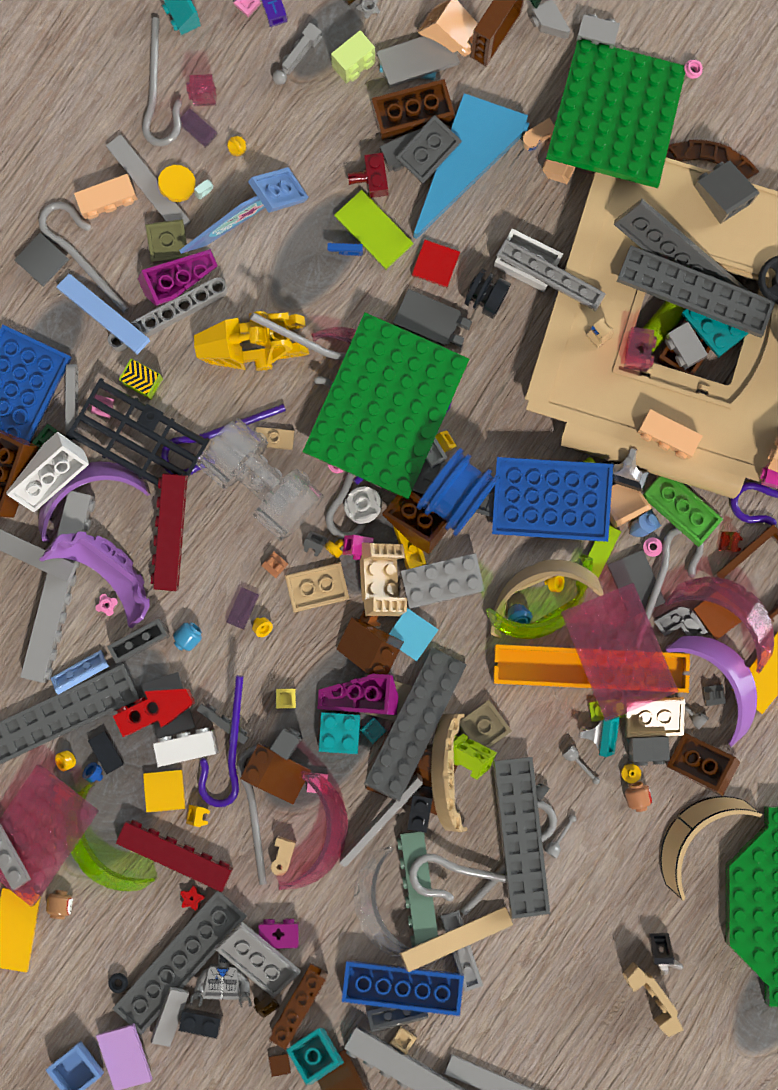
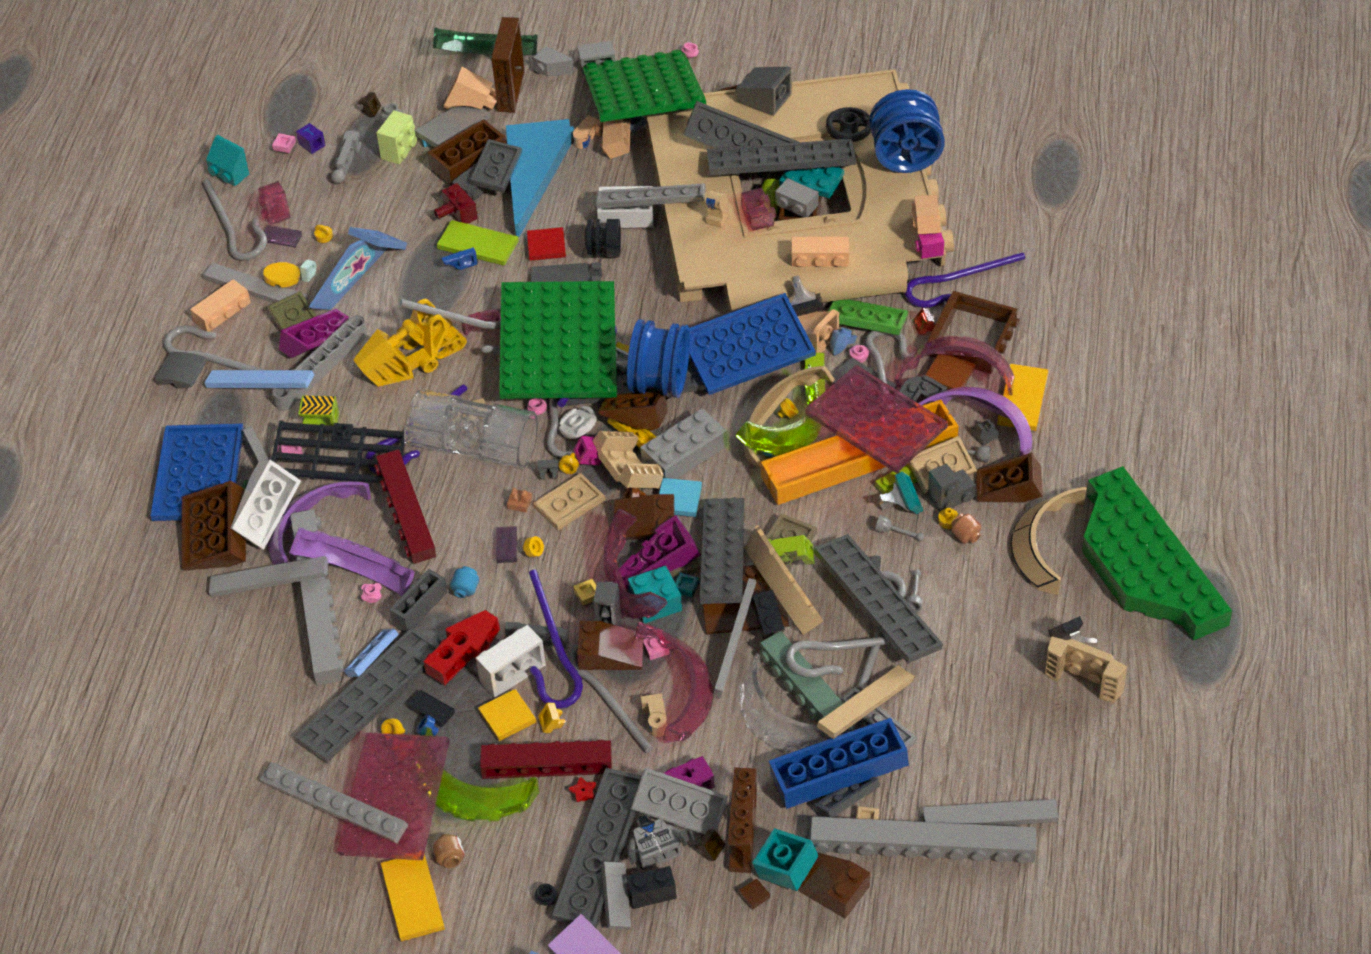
camera: 25 degrees left, 35 degrees down
(311, 707) = (631, 605): none -> clear pink windscreen

